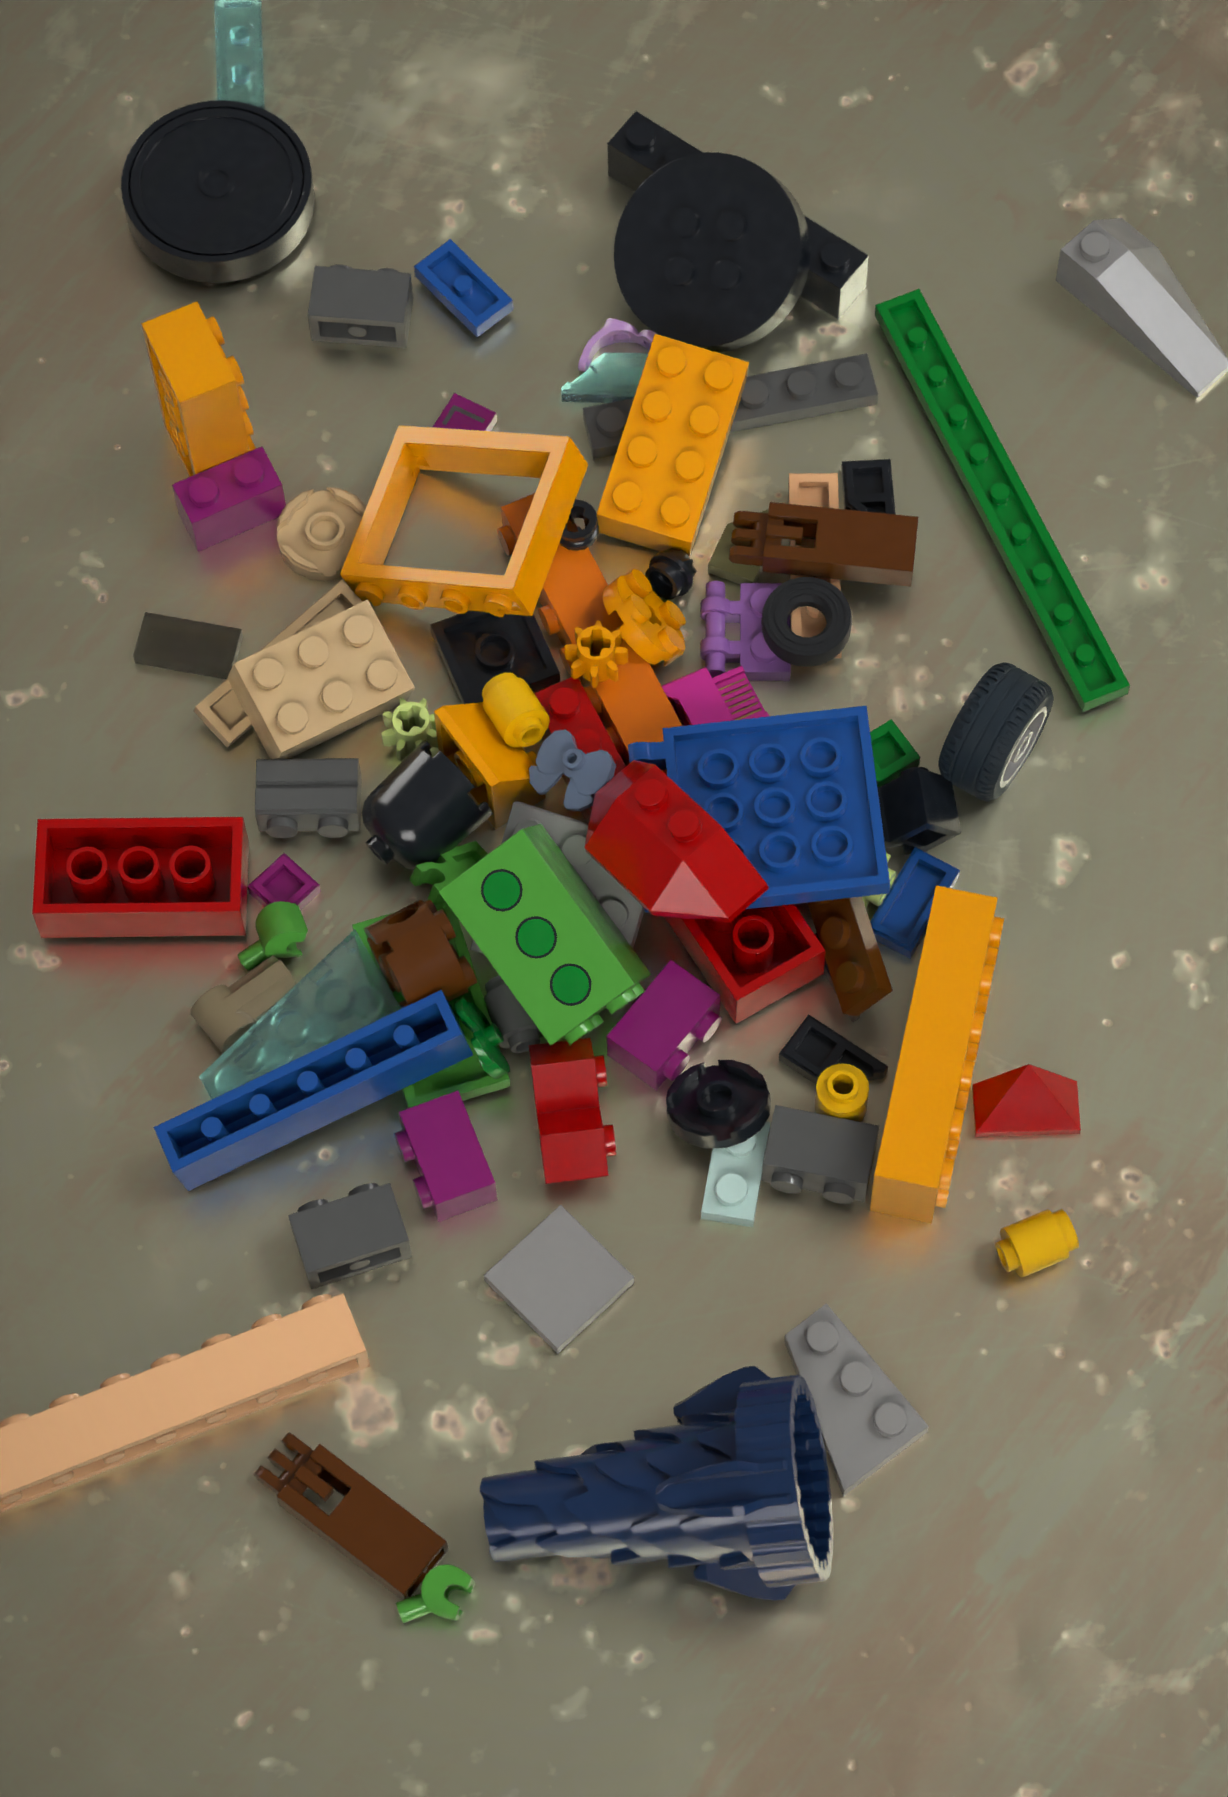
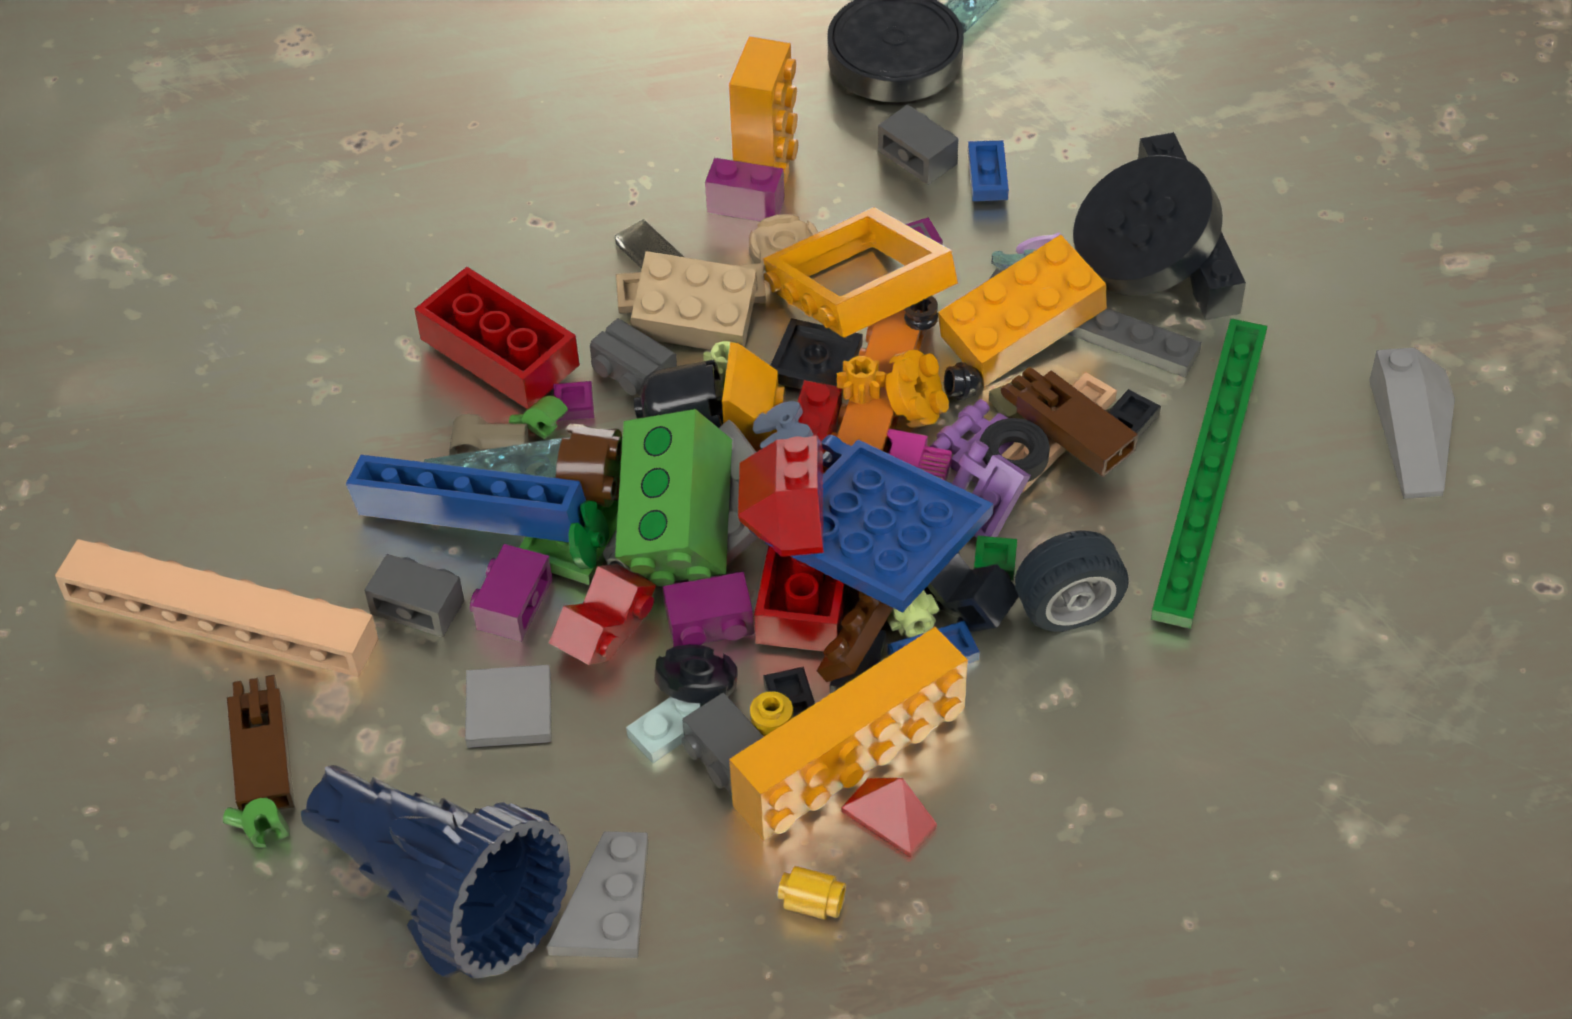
camera: 40 degrees right, 15 degrees down
(514, 710) = (783, 379): yellow brick -> none
(834, 676) = (998, 483): none -> medium lavender plate

